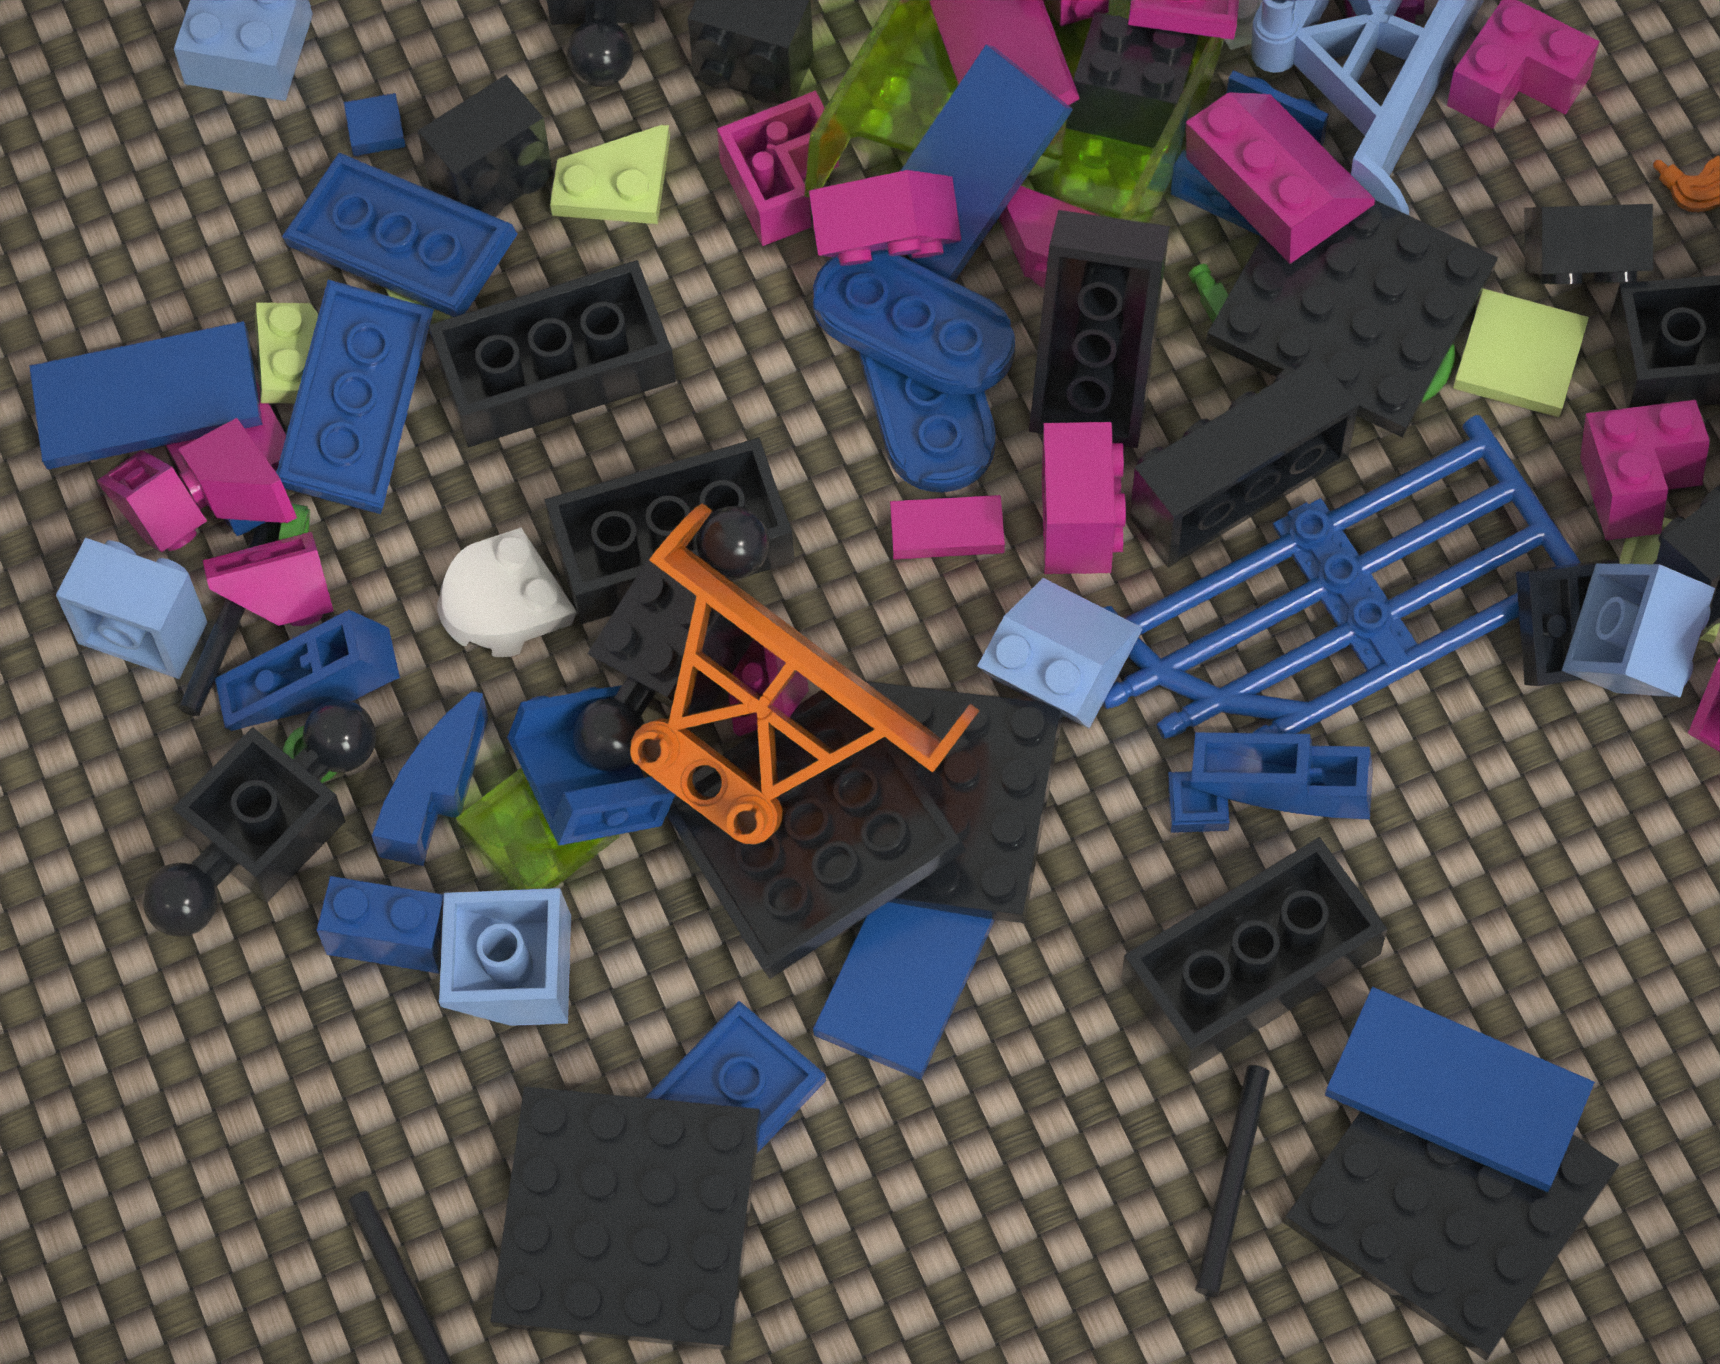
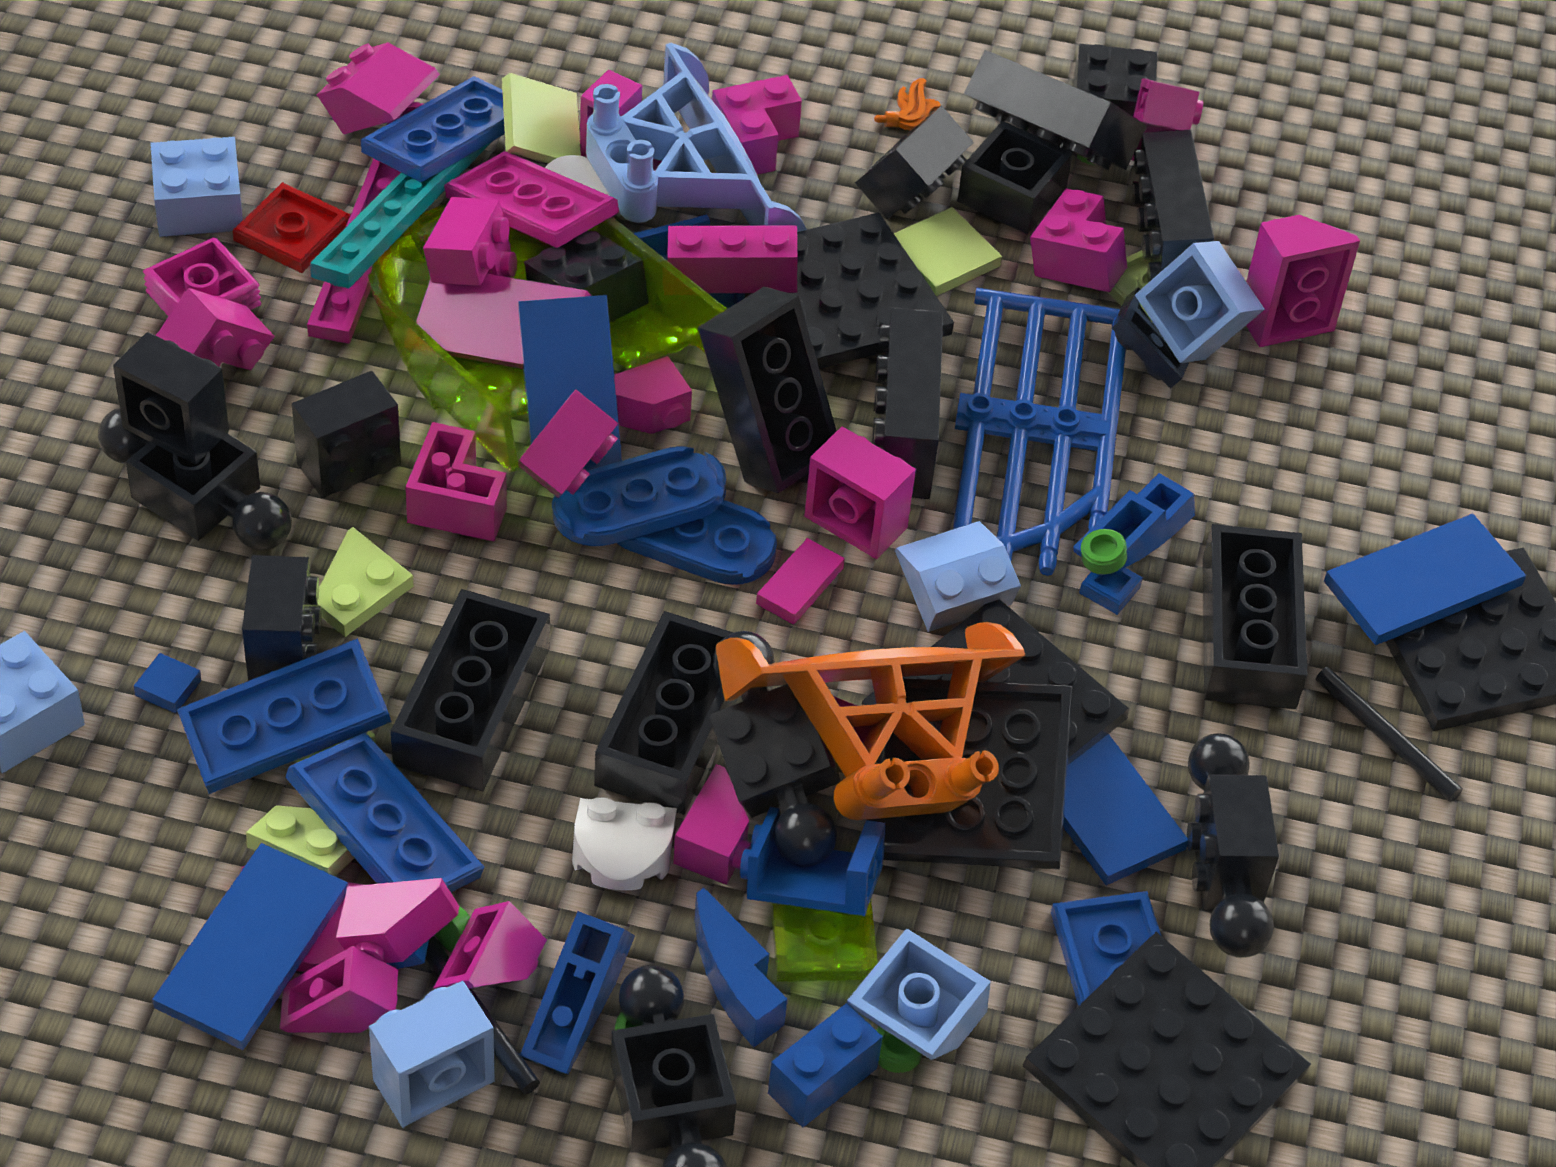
camera: 60 degrees left, 15 degrees down
(560, 657) = (713, 830): none -> dark pink slope
(922, 1111) = (1232, 845): none -> black brick
(1202, 763) = (1104, 551): none -> bright green tile

